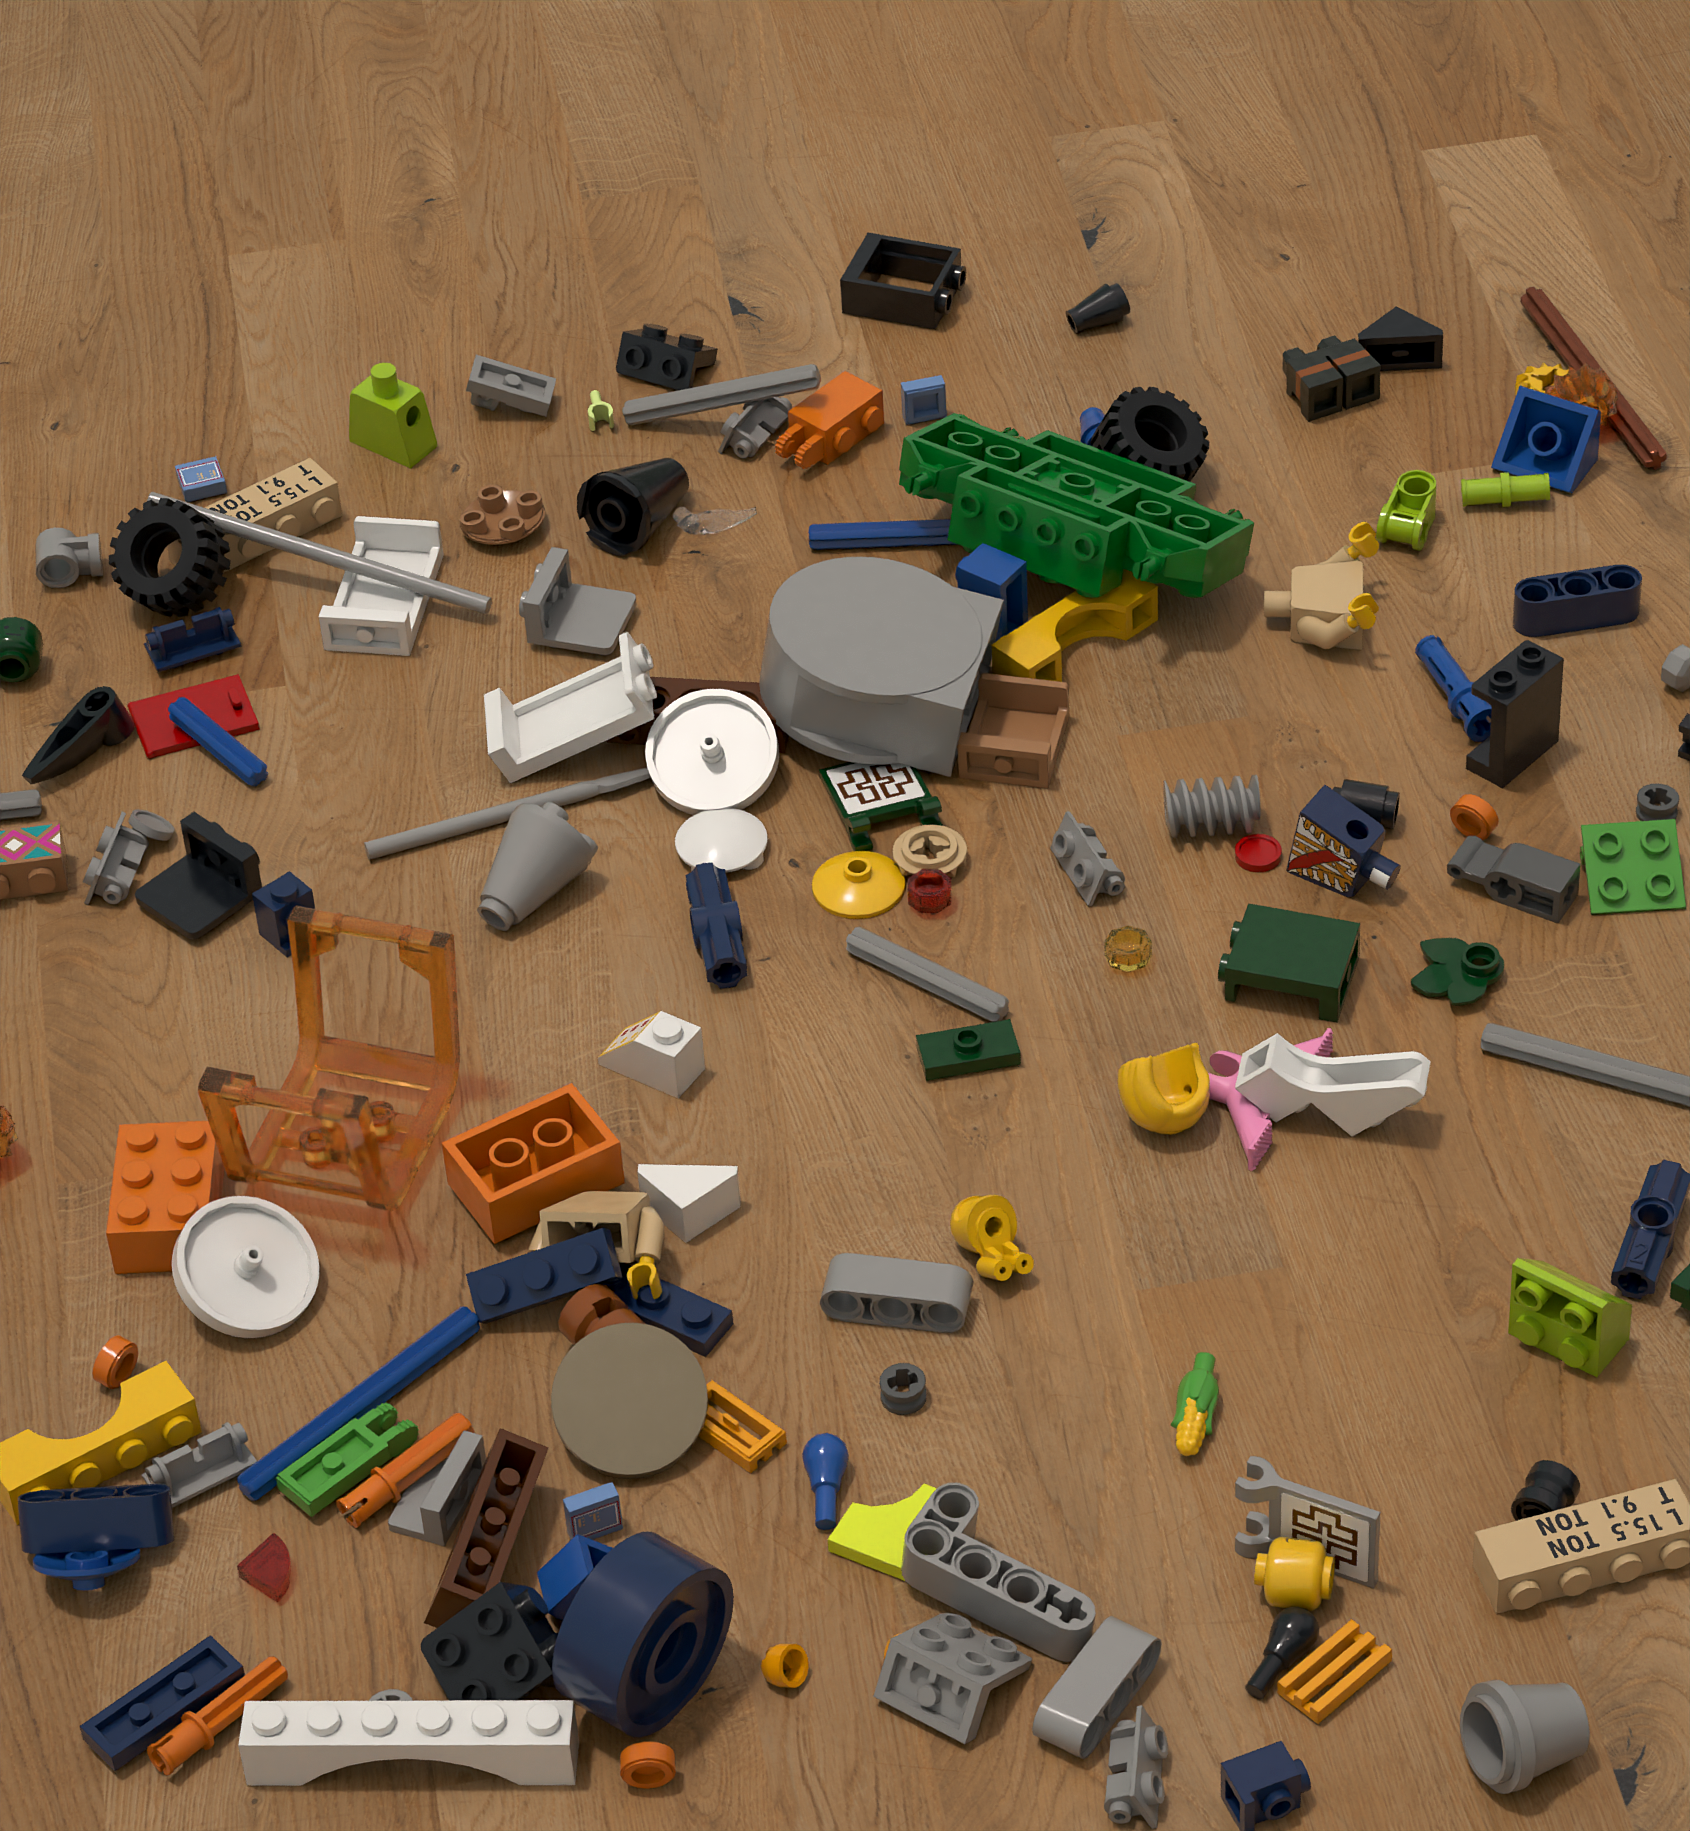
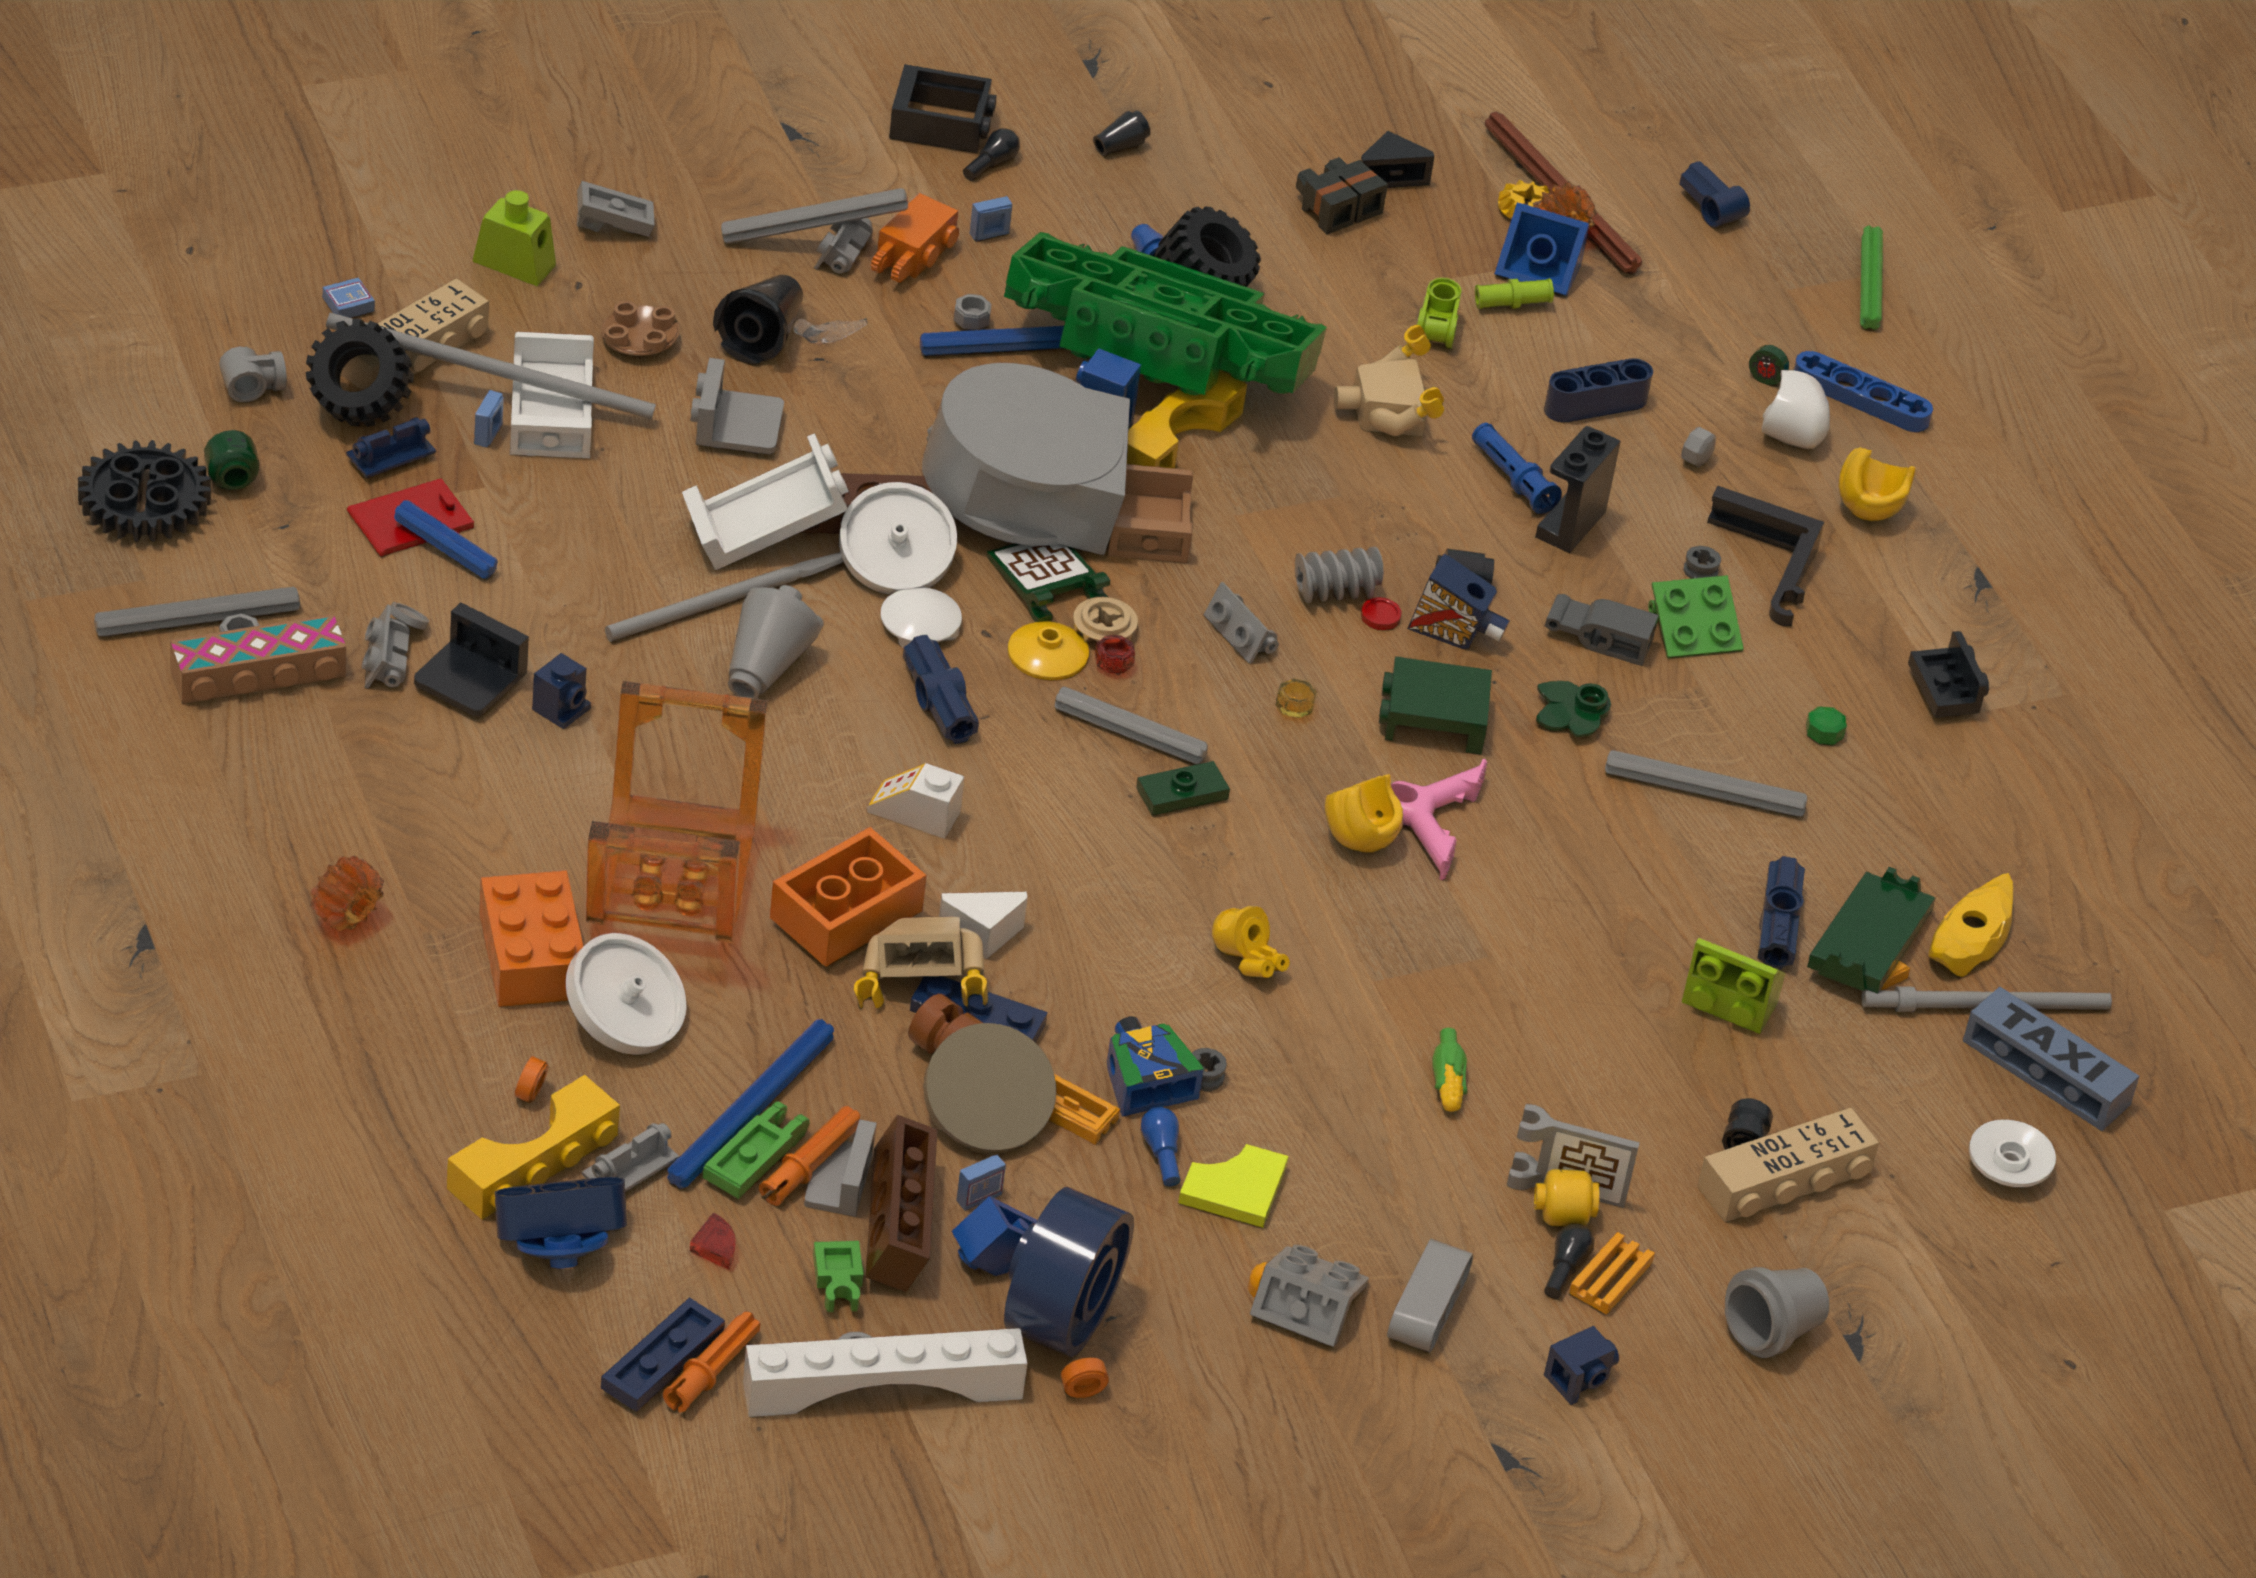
camera: 20 degrees left, 0 degrees up
(91, 723) = (328, 524): black piece -> none
(303, 610) = (488, 418): none -> medium blue tile
(395, 1611) = (839, 1271): none -> bright green plate
(494, 1646) = (938, 1293): black bracket -> none
(543, 1275) = (888, 989): dark blue plate -> none
(599, 411) = (698, 231): yellowish green hand -> none
(663, 358) = (743, 182): black bracket -> none
(789, 1658) = (1172, 1294): light orange hinge -> none
(833, 1384) = (1151, 1067): none -> blue torso
(876, 502) = (972, 311): none -> light grey tile
(896, 1292) = (1181, 991): light grey beam -> none
(944, 1558) = (1328, 1219): light grey beam -> none
(957, 323) = (999, 148): none -> black piece
(1139, 1751) = (1474, 1341): light grey hinge -> none
(1348, 1089) = (1515, 808): white arch -> none
(1474, 816) = (1557, 577): orange tile -> none

